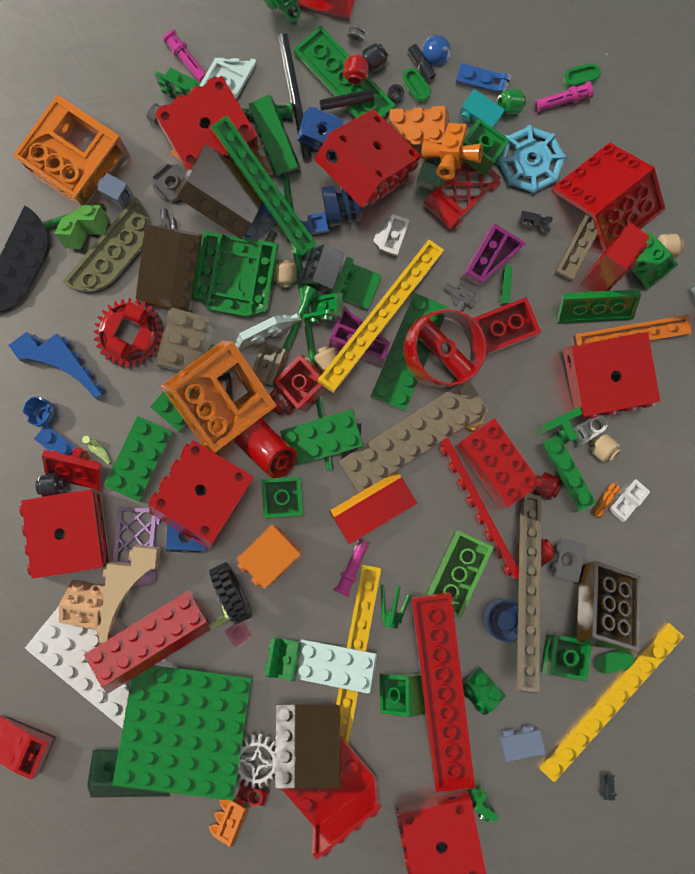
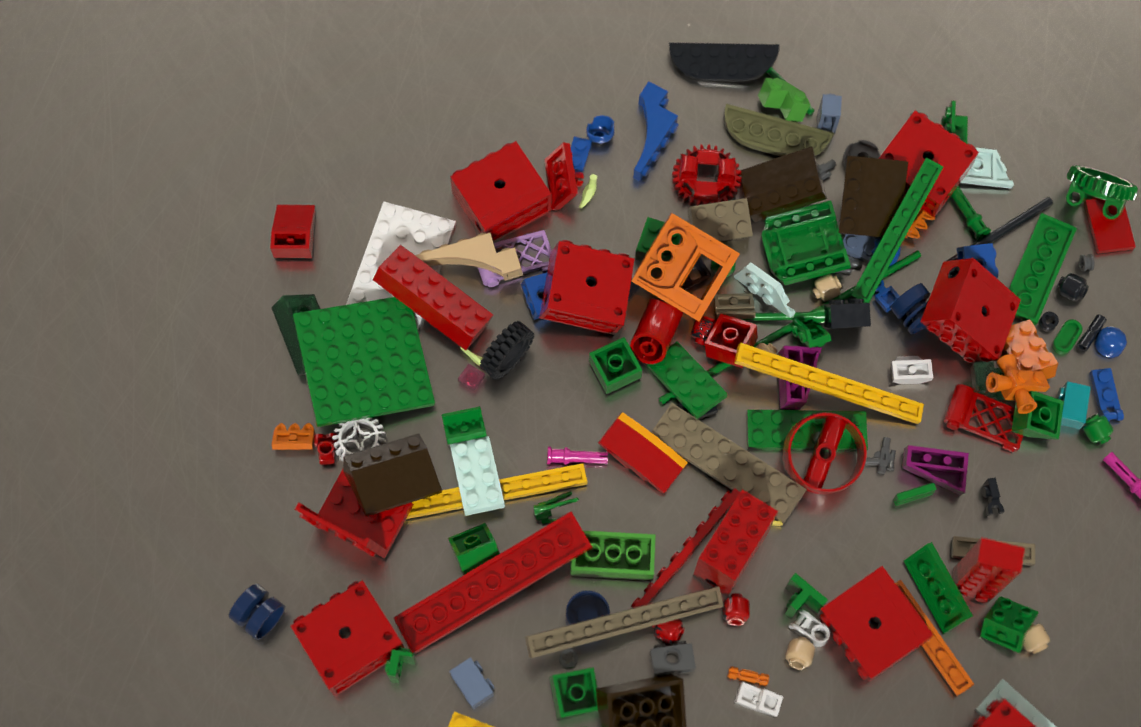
camera: 65 degrees right, 15 degrees down
(49, 144) = (846, 42): orange piece -> none
(50, 484) = (541, 163): black head -> none
(81, 605) = (440, 229): light nougat bracket -> none
(139, 459) = (597, 228): green brick -> none
(180, 49) = (988, 118): dark pink pin -> none
(269, 557) = (556, 368): orange brick -> none
(274, 135) = (950, 226): green brick -> none
(346, 99) = (1018, 277): black axle -> none
(356, 69) = (1050, 271): red head -> none
(357, 284) = (848, 353): green bracket -> none
(482, 691) = (507, 625): green bracket -> none
(508, 325) = (873, 507): red brick -> none
(528, 169) = (1042, 477): medium azure plate -> none
(568, 473) = (757, 623): green brick -> none
(613, 191) = (1058, 562): red bracket -> none

